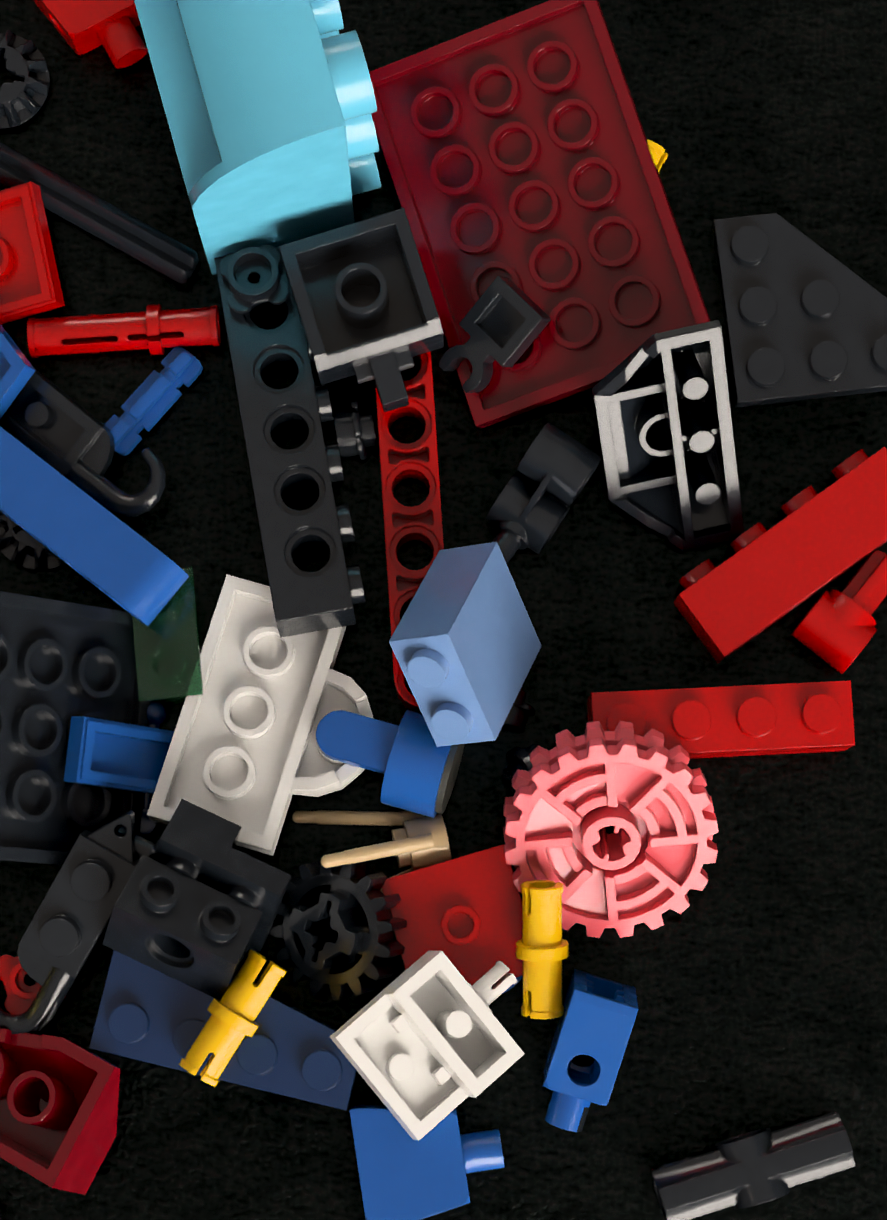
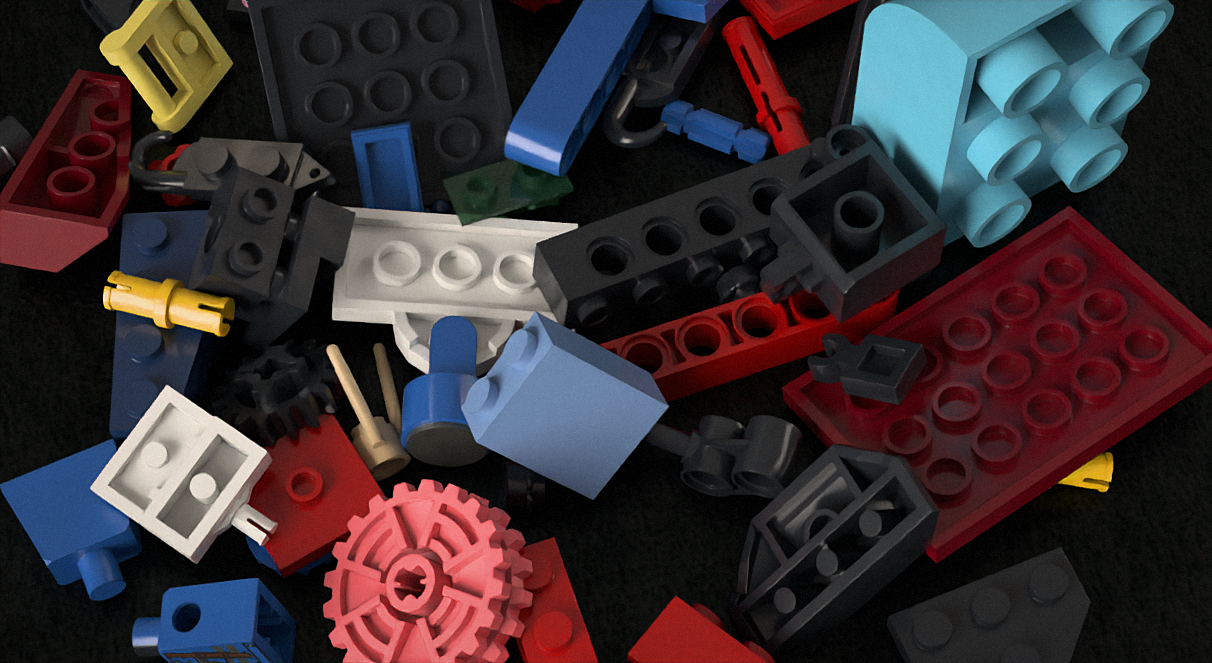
camera: 80 degrees right, 20 degrees down
(542, 949) = (299, 553): yellow pin -> none

